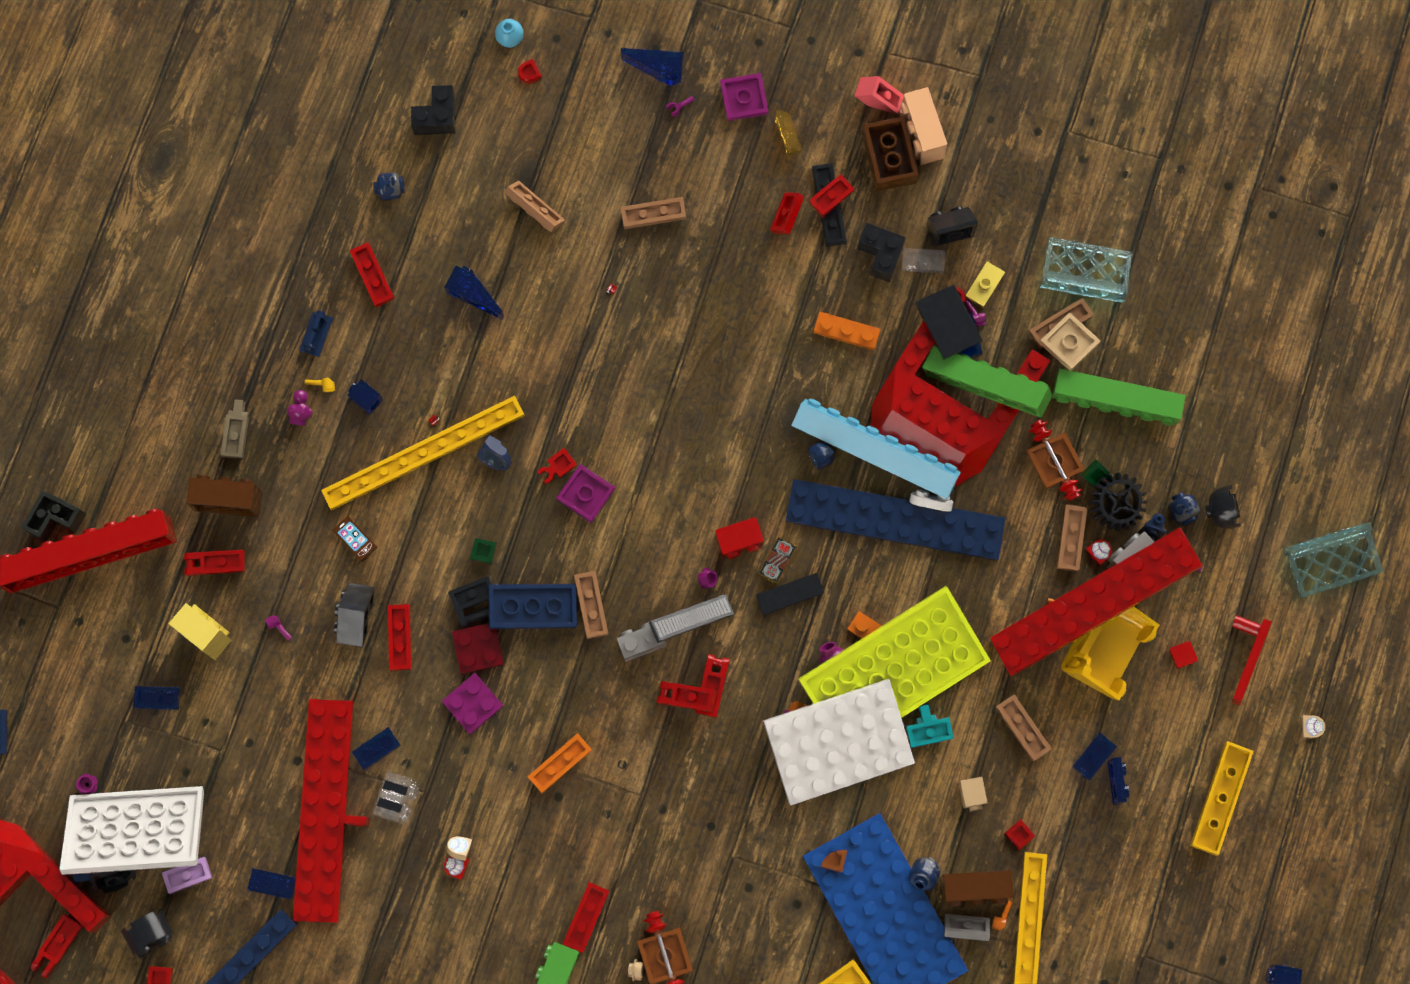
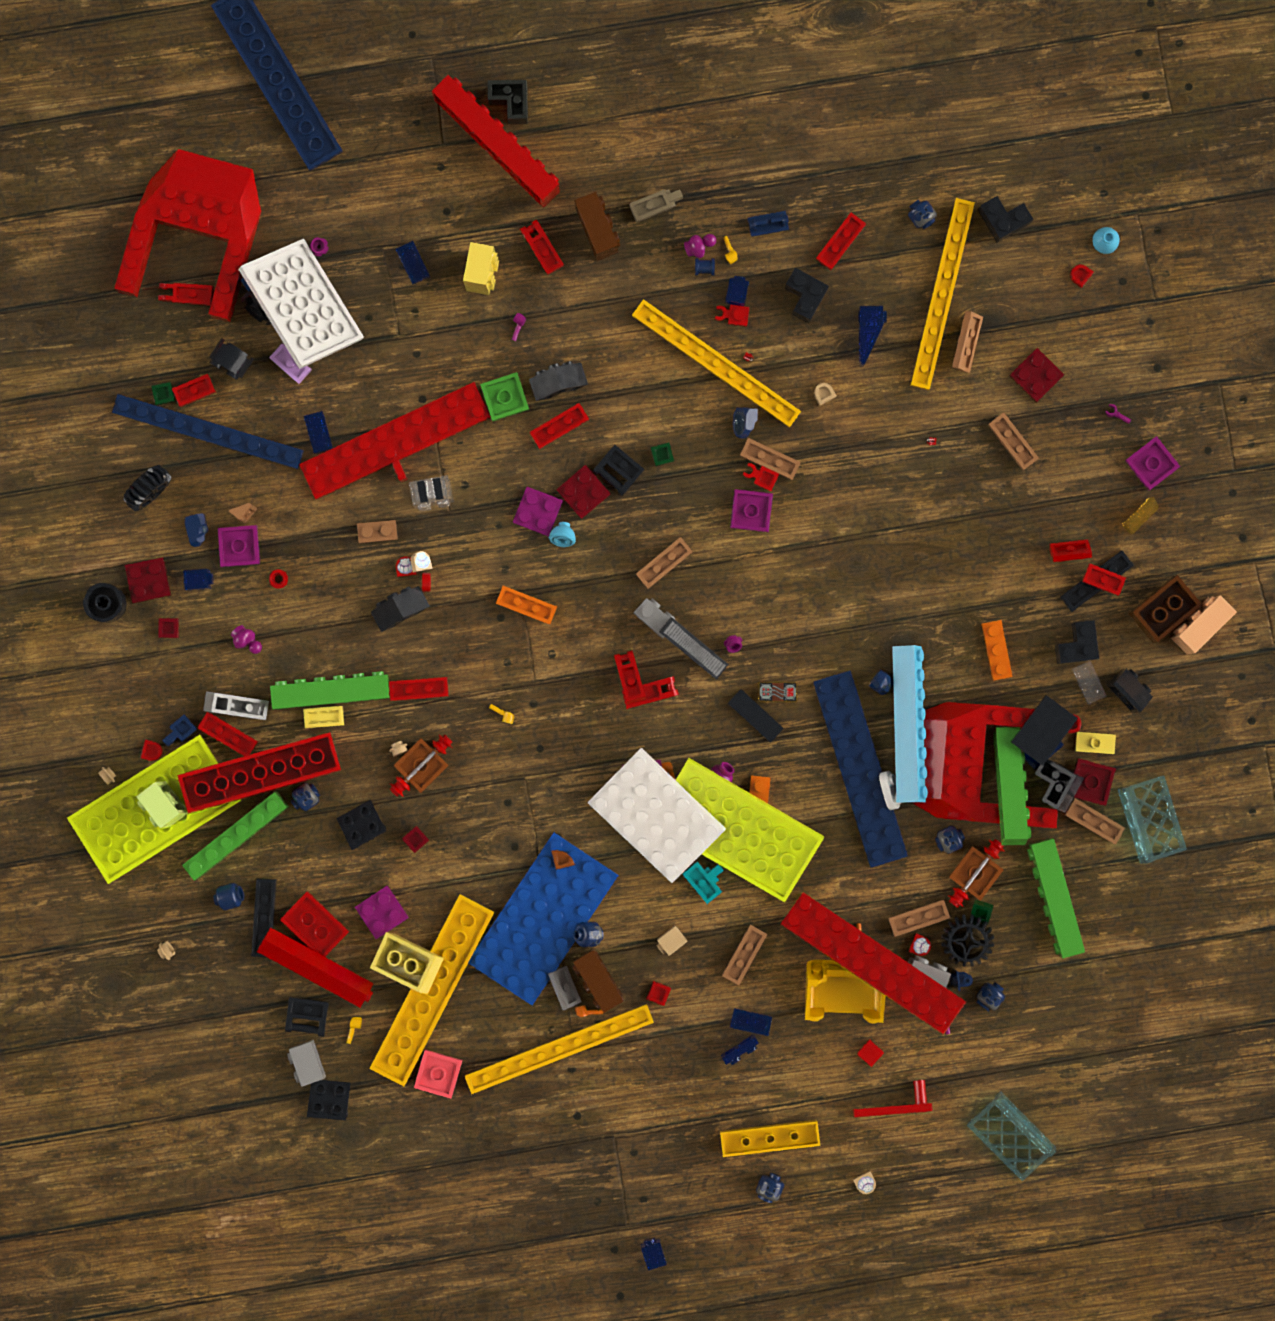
camera: 55 degrees right, 10 degrees up
(323, 415) = (704, 266): none -> dark blue bush
(341, 676) = (504, 396): none -> bright green plate
(354, 538) = (619, 347): tile -> none
(376, 748) = (463, 456): clear blue plate -> none
(387, 410) = (736, 315): none -> red plate
(403, 327) = (809, 290): none -> black brick
(404, 876) = (377, 531): none -> medium nougat plate
(476, 206) = (942, 294): none -> yellow plate
(482, 852) = (426, 582): none -> red tile
(493, 893) = (399, 607): none -> black brick
(509, 366) = (824, 393): none -> tan tile
(510, 690) = (562, 535): none -> medium azure brick
(532, 606) = (638, 517): dark blue plate -> none
(545, 448) = (770, 459): none -> medium nougat plate
(601, 160) = (1036, 375): none -> dark red plate
(661, 65) = (1143, 379): clear blue slope -> none
(663, 841) = (508, 717): none -> yellow hand
(739, 538) = (779, 652): red brick -> none
(879, 94) = (1213, 573): coral slope -> none
(979, 318) = (1063, 753): magenta hand -> none
(1009, 469) = (949, 839): none -> dark blue head
(1010, 331) = (1063, 784): none -> black brick
(1021, 306) = (1096, 781): none -> dark red plate
(1070, 342) = (1080, 836): tan plate -> none
(1223, 508) = (1007, 1028): black cylinder -> none
(1272, 824) = (770, 1187): none -> dark blue head

